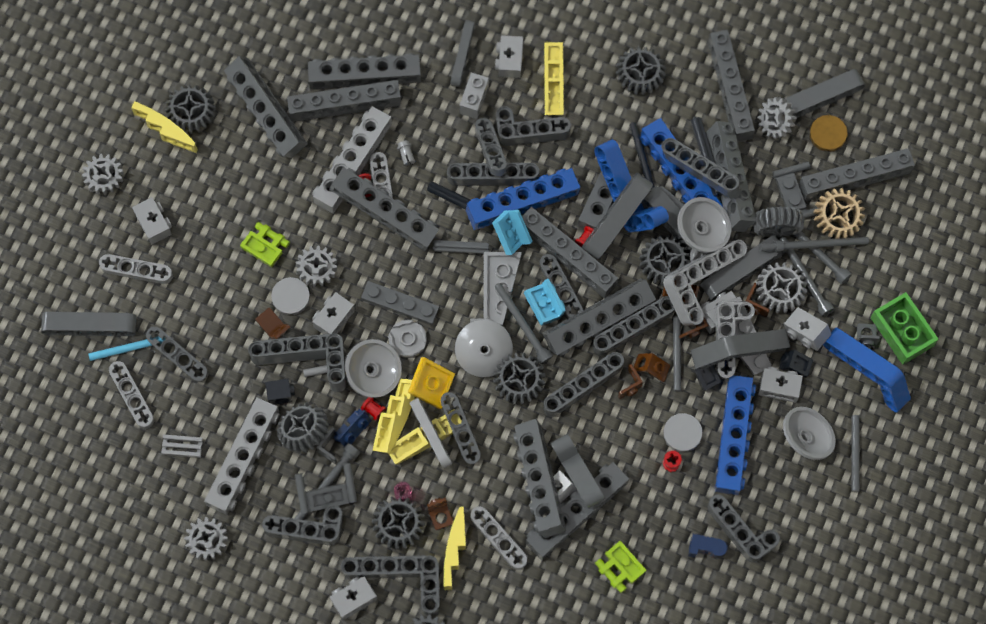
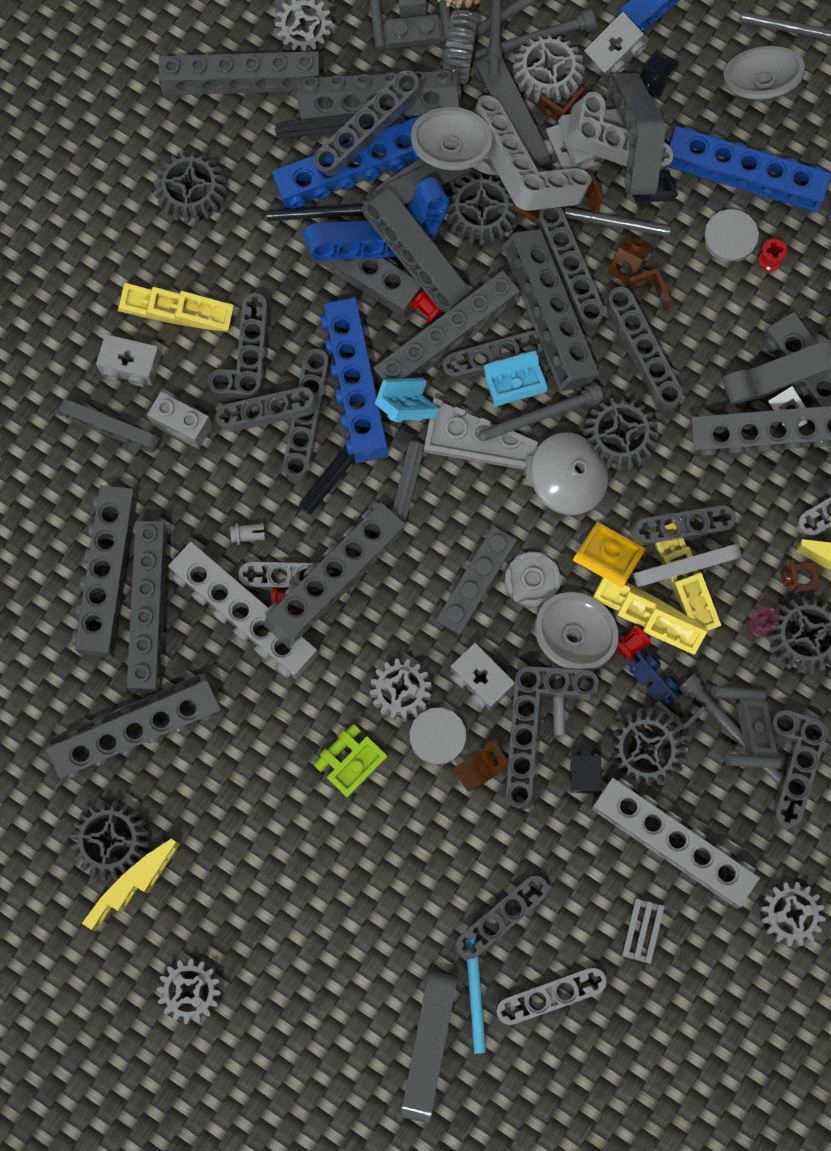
camera: 75 degrees left, 5 degrees up
(135, 270) = (348, 960): light grey beam -> none
(155, 230) = (269, 937): light grey brick -> none
(770, 384) = (689, 83): light grey brick -> none

